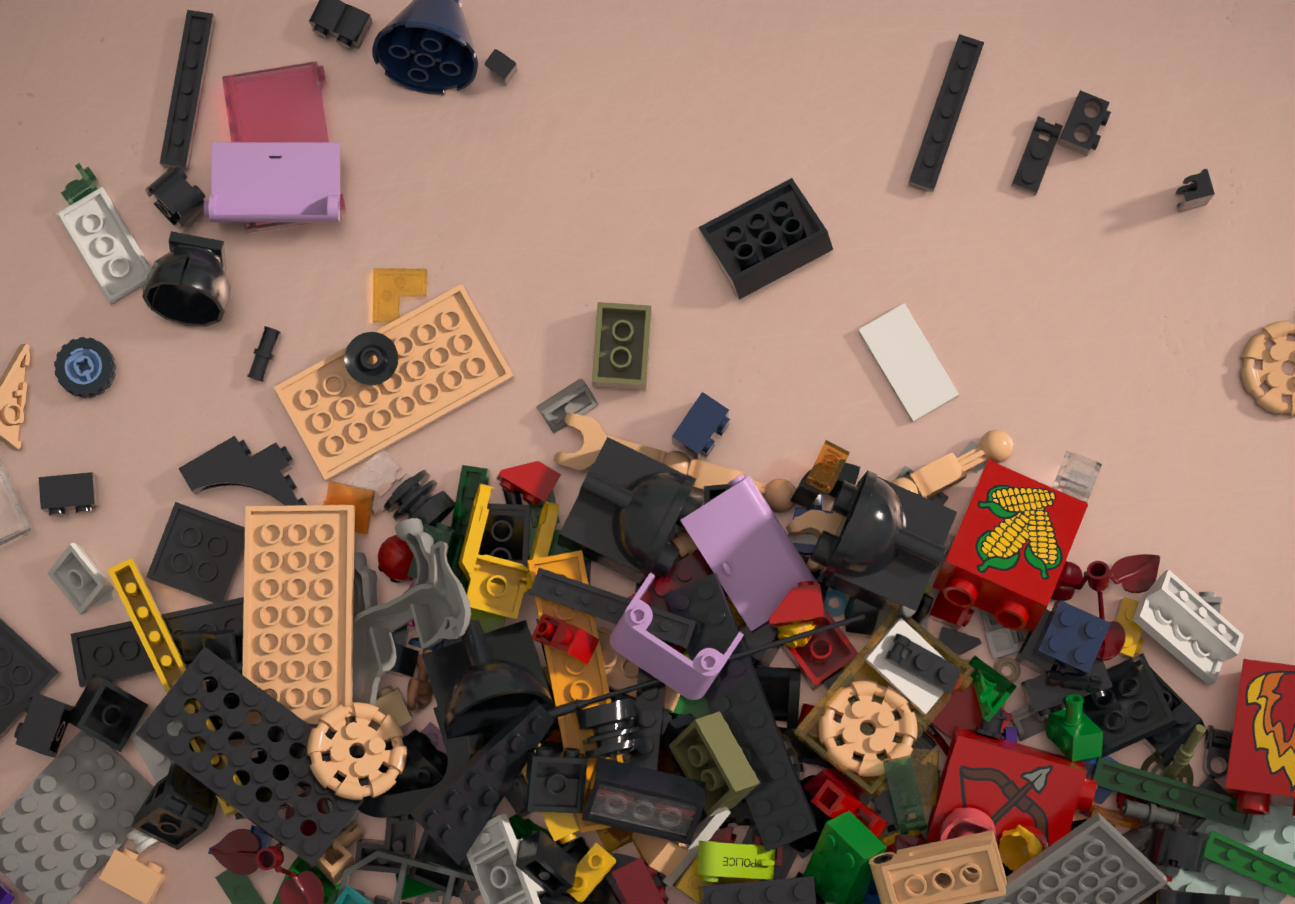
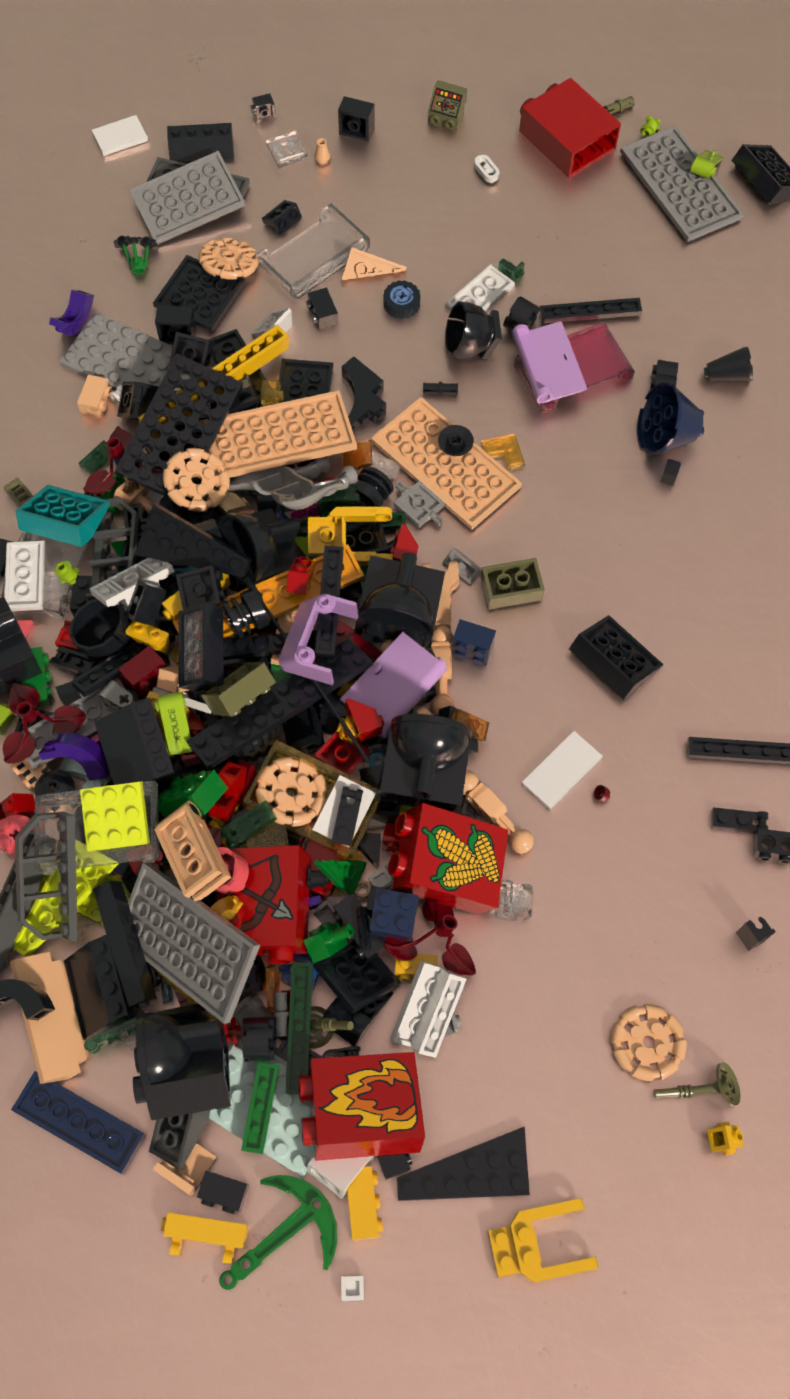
camera: 70 degrees right, 15 degrees down
(222, 608) = (271, 392): none -> clear yellow brick
(453, 440) = (419, 504): none -> light grey plate
(953, 327) = (600, 789): none -> dark red hinge

